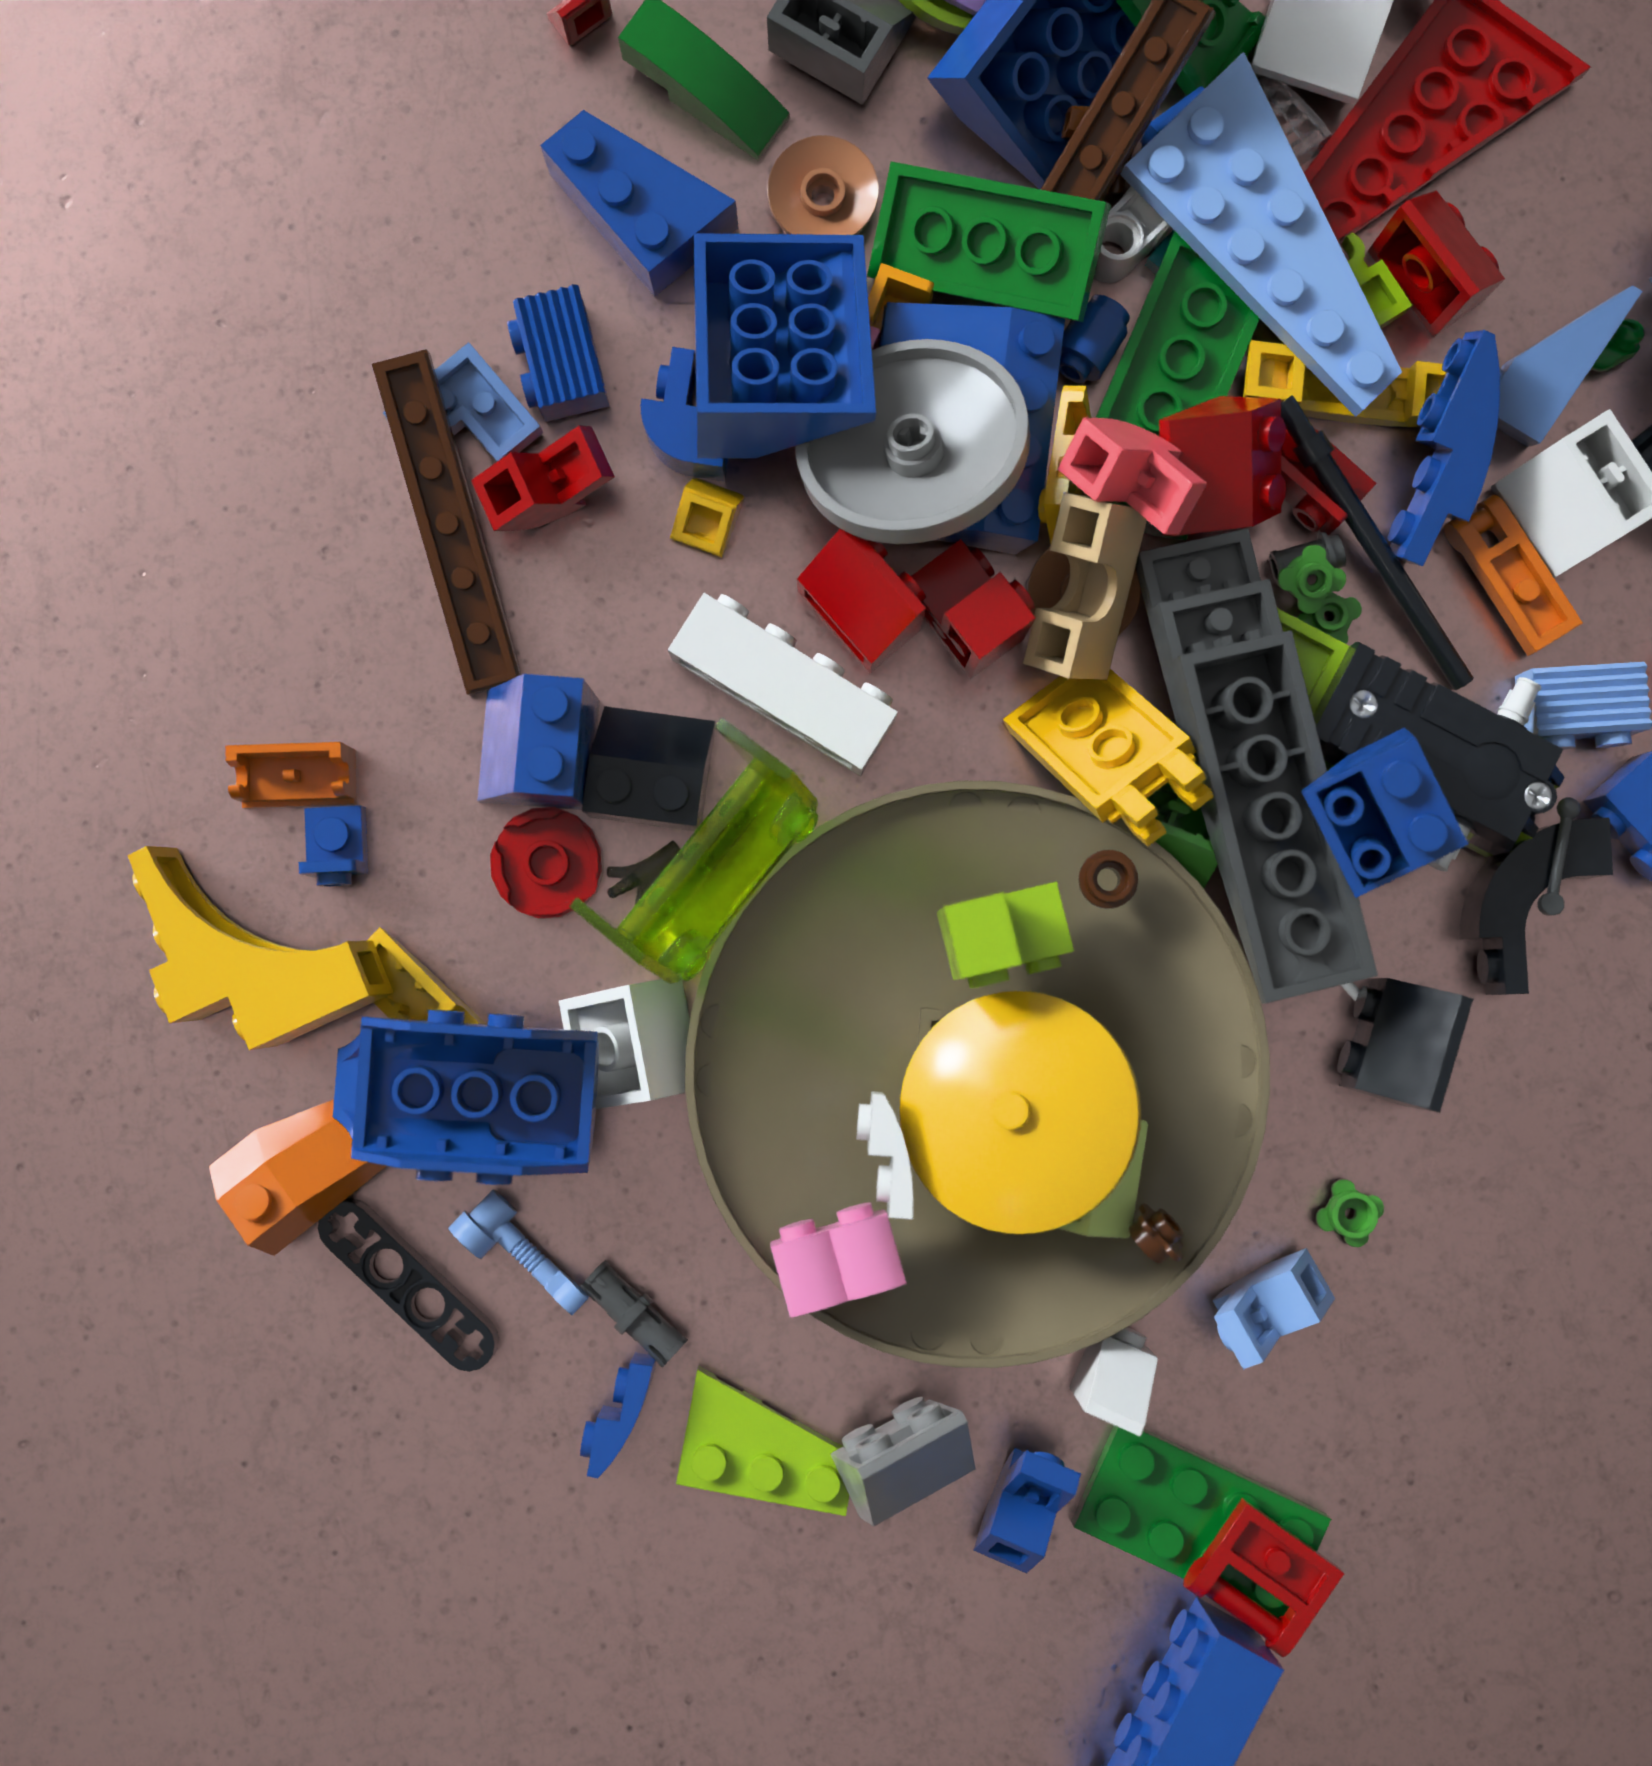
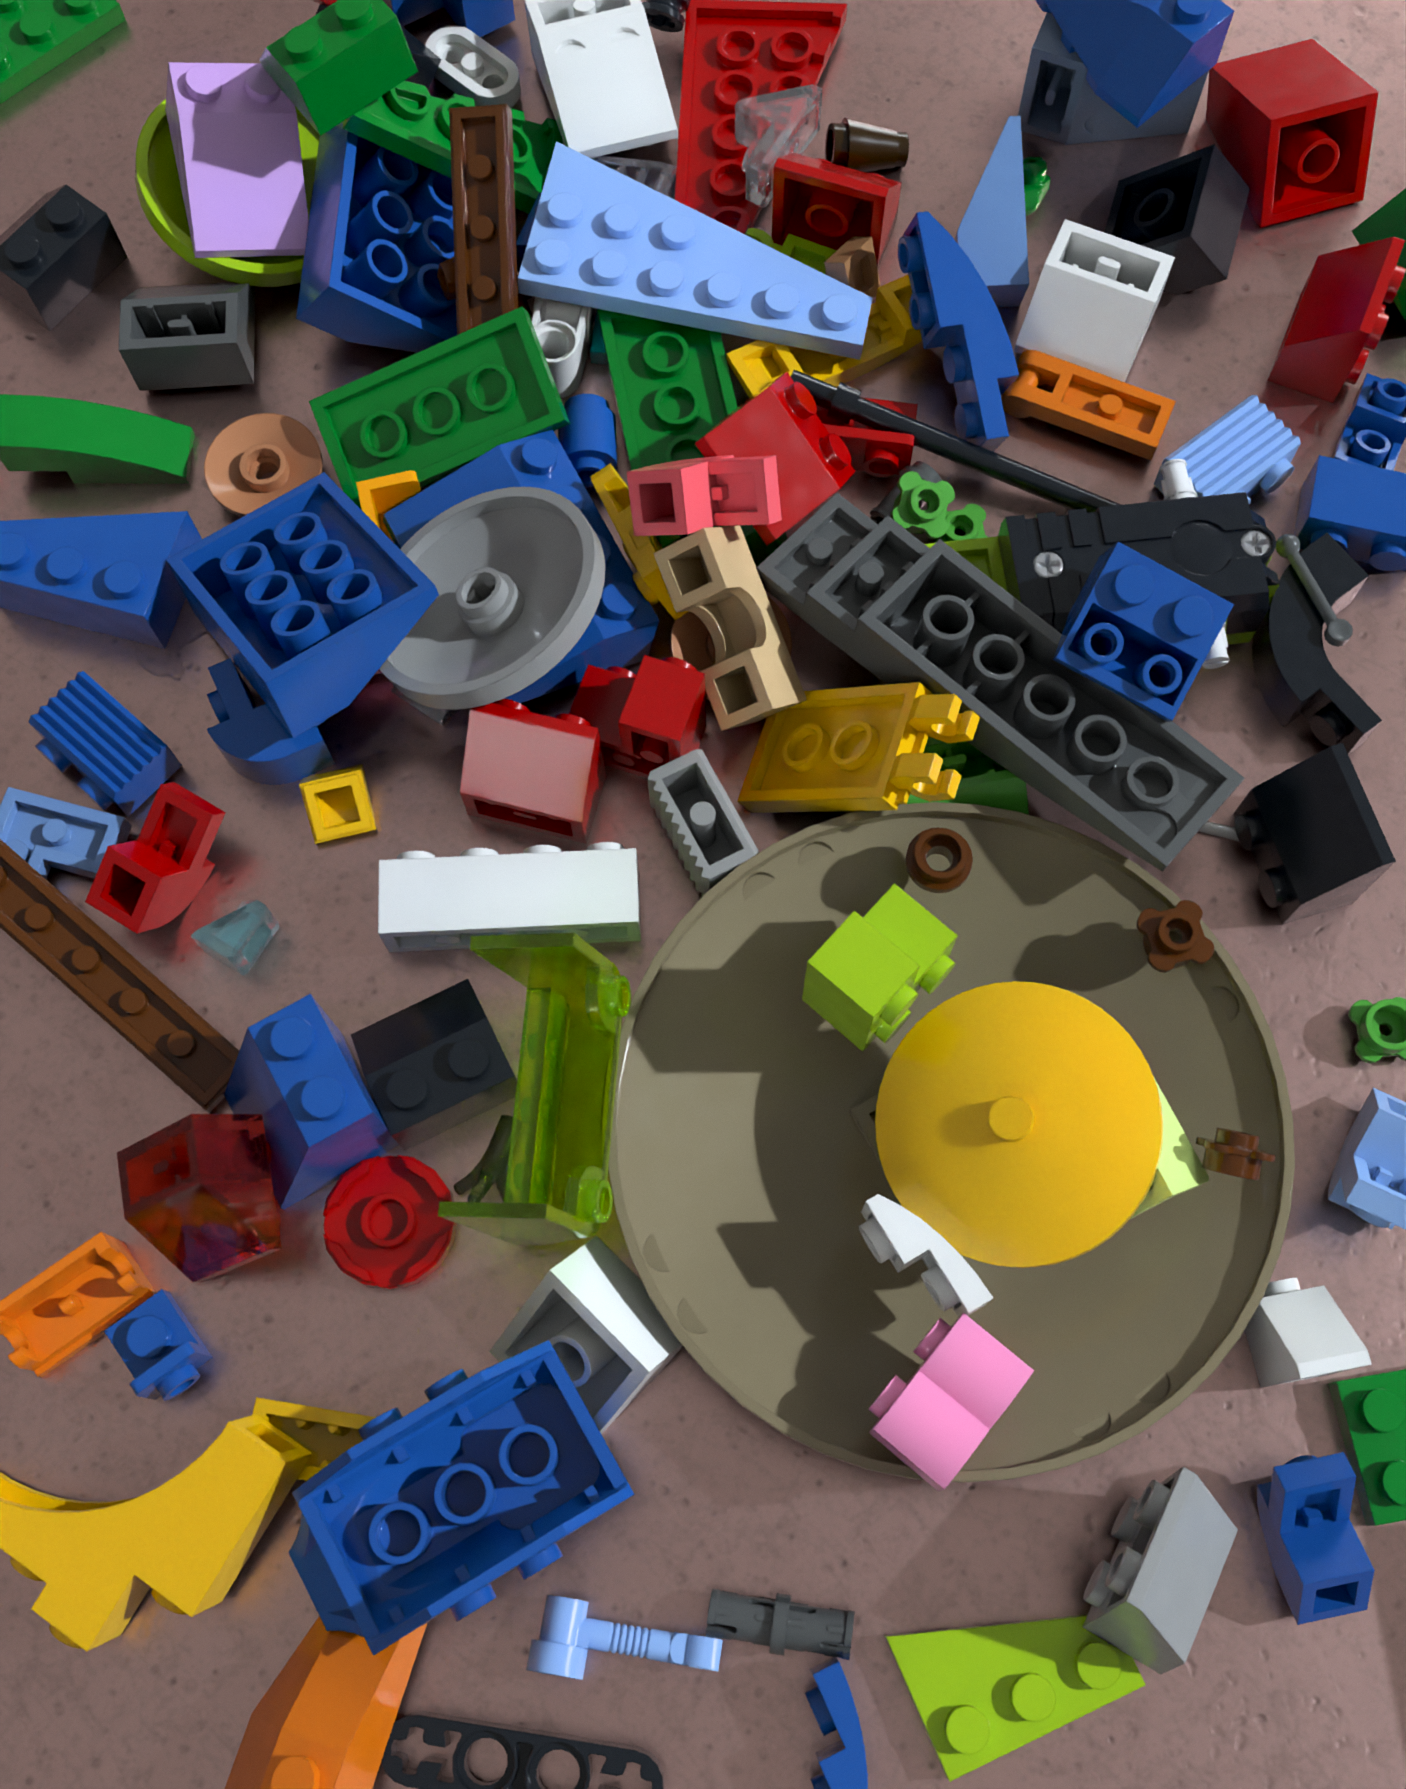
camera: 30 degrees left, 15 degrees down
(427, 762) = (203, 1193): none -> clear red slope
(569, 577) = (238, 936): none -> clear light blue slope
(960, 723) = (699, 819): none -> light grey brick
(1220, 1058) = (1169, 954): none -> reddish brown plate
(1411, 331) = (855, 265): none -> medium nougat plate
(1438, 161) = (772, 128): none -> clear slope
(1504, 217) = (865, 146): none -> dark brown cone

